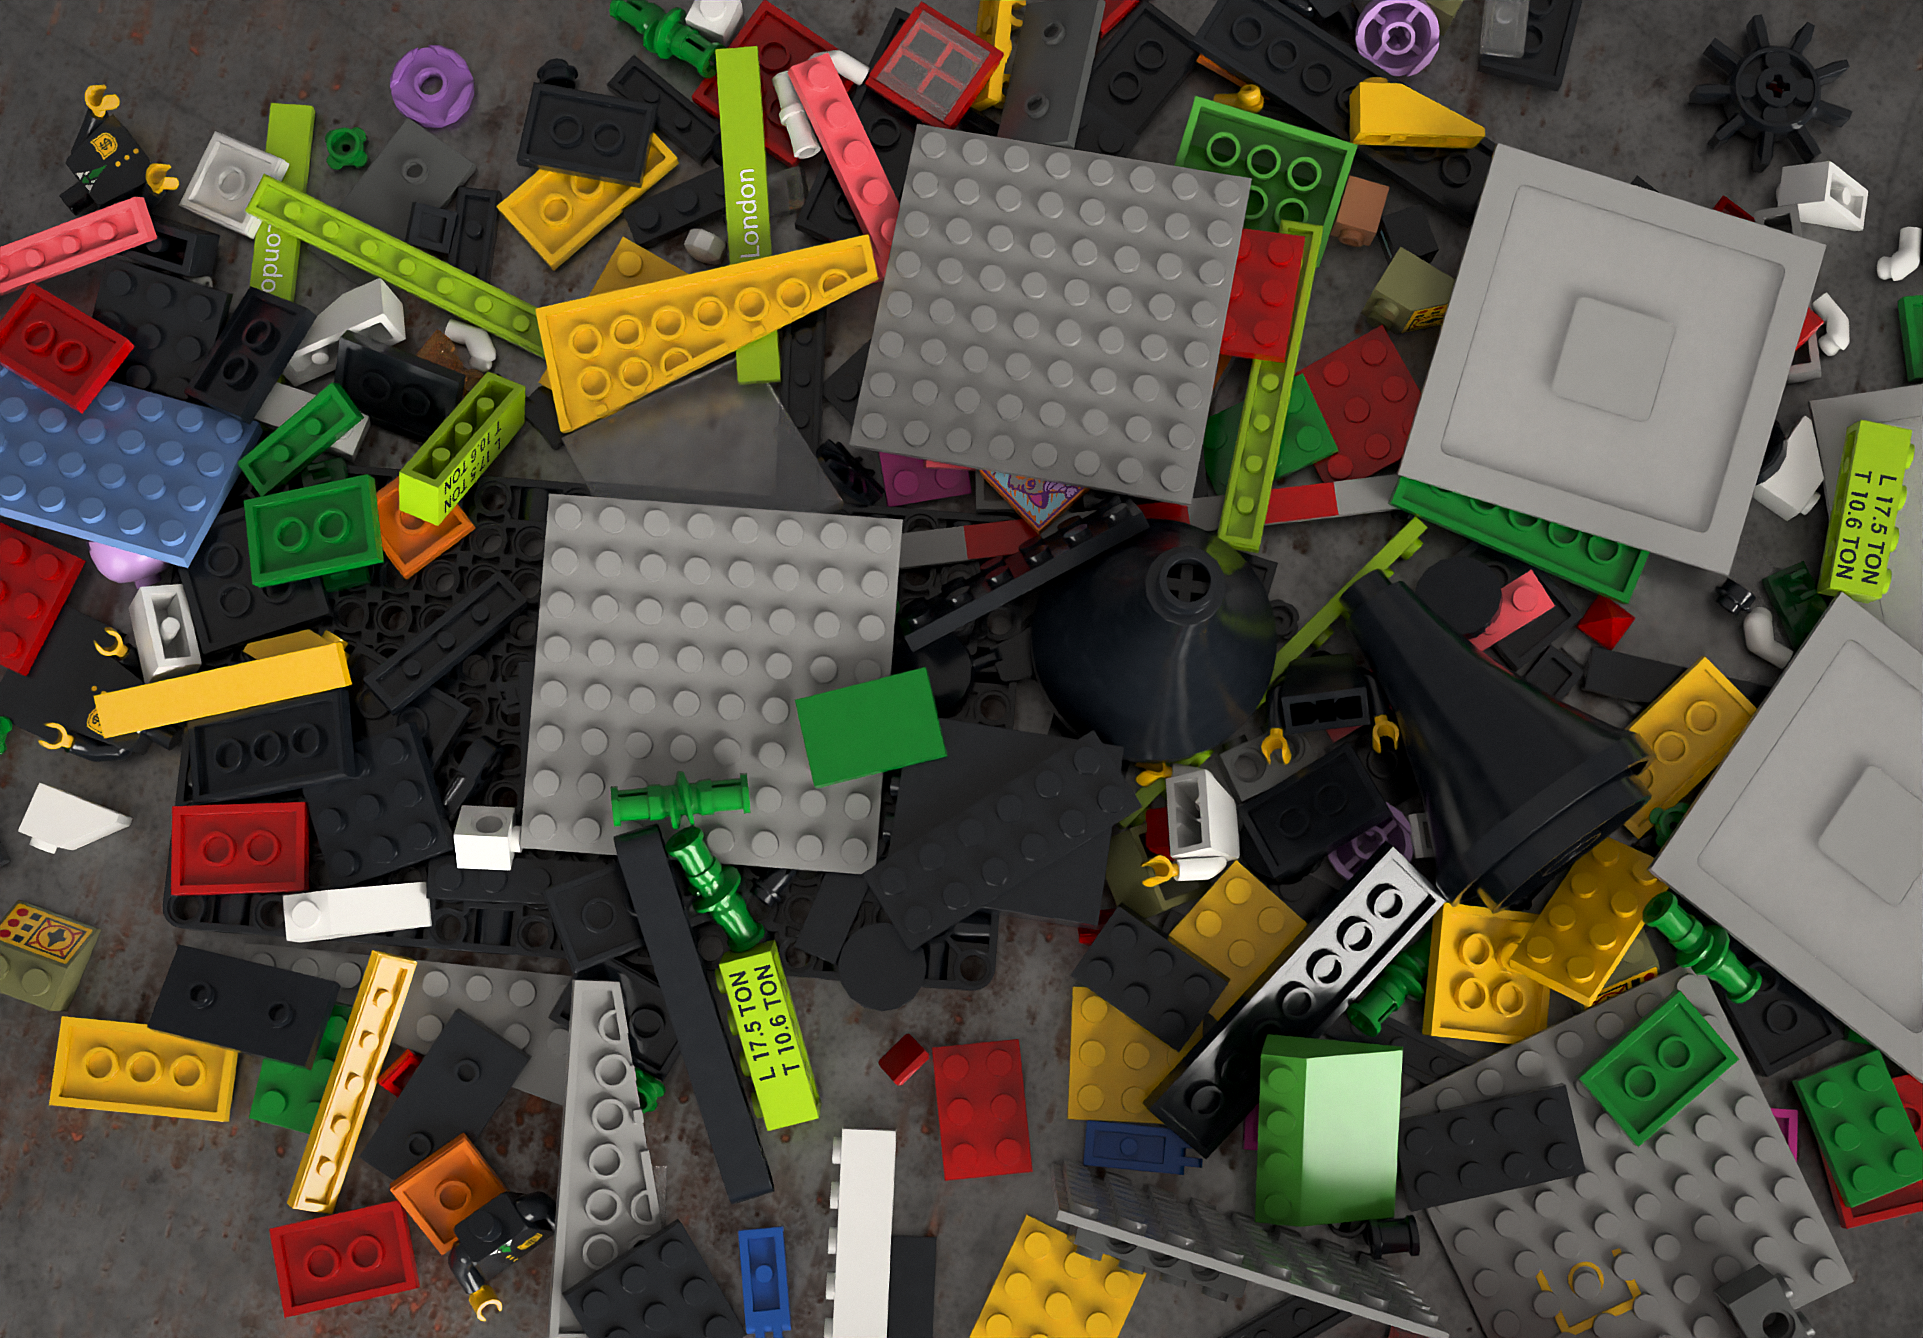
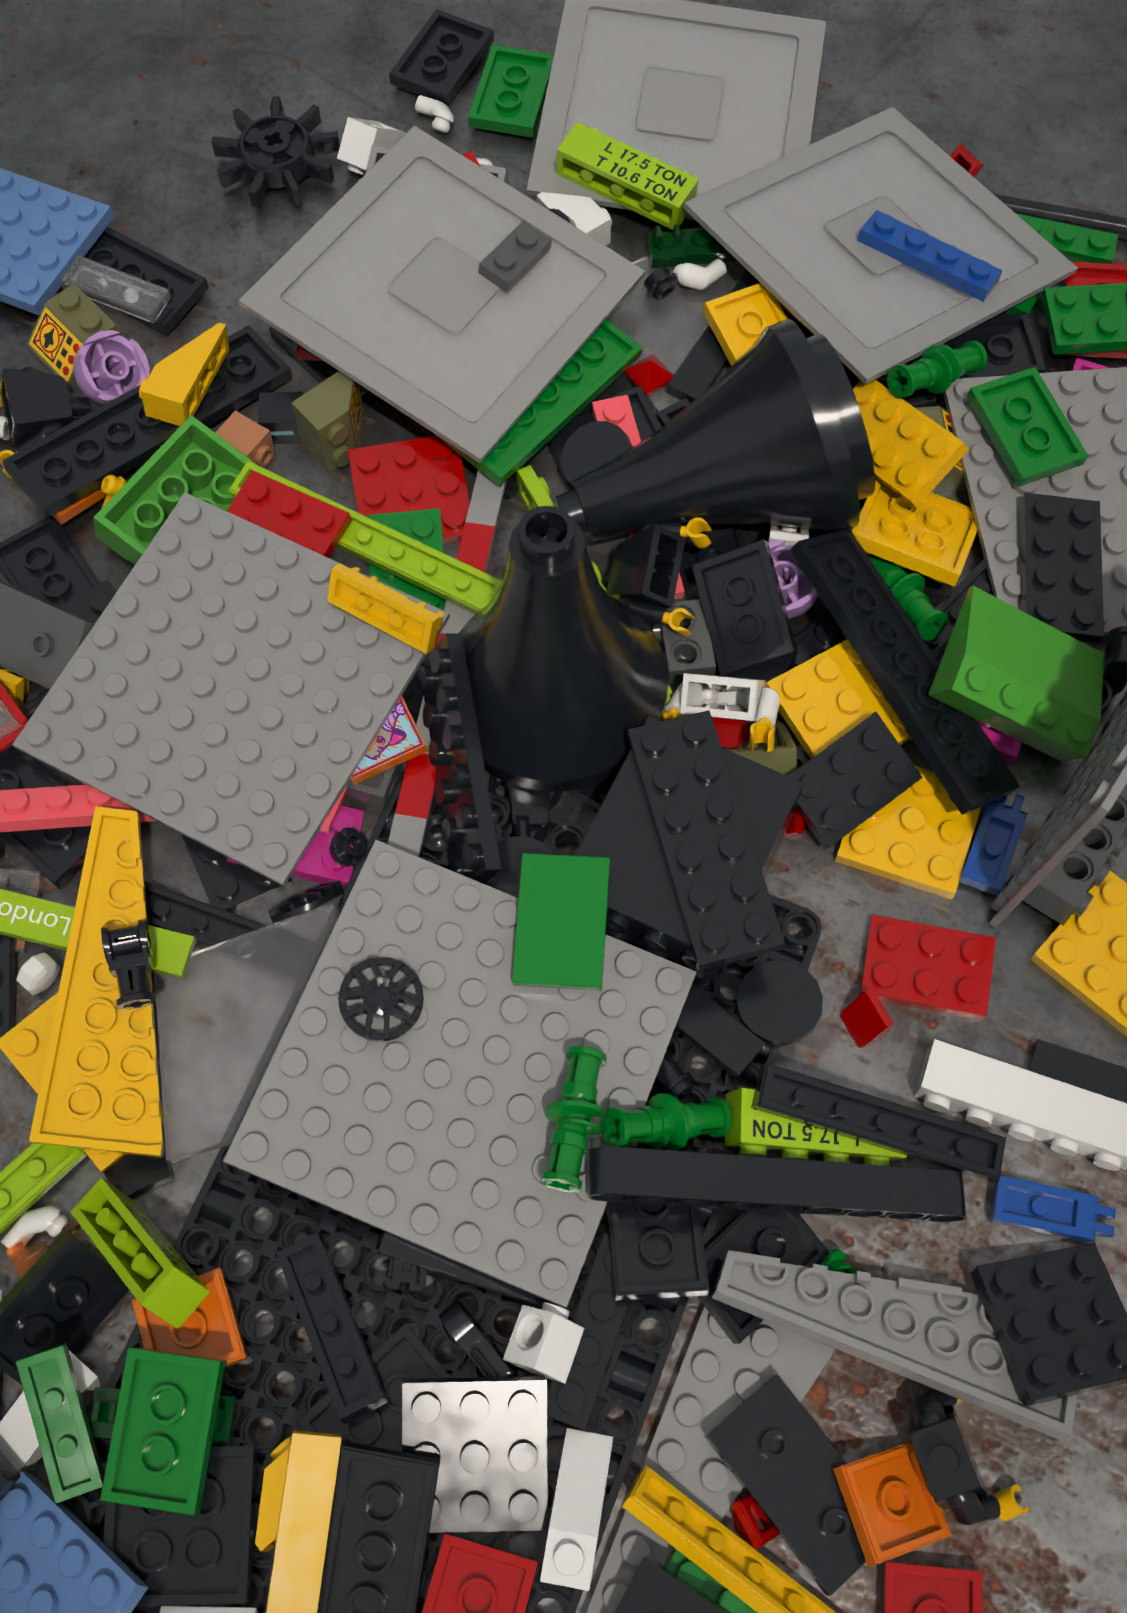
camera: 70 degrees left, 15 degrees down
(722, 331) = (128, 956): none -> black connector
(739, 582) = (381, 999): none -> black wheel
(787, 1095) = (878, 1122): none -> black tile
(918, 483) = (340, 850): none -> black plate
(1165, 437) = (384, 608): none -> yellow plate
(1681, 422) = (514, 256): none -> dark grey plate
(1867, 900) = (929, 255): none -> blue plate

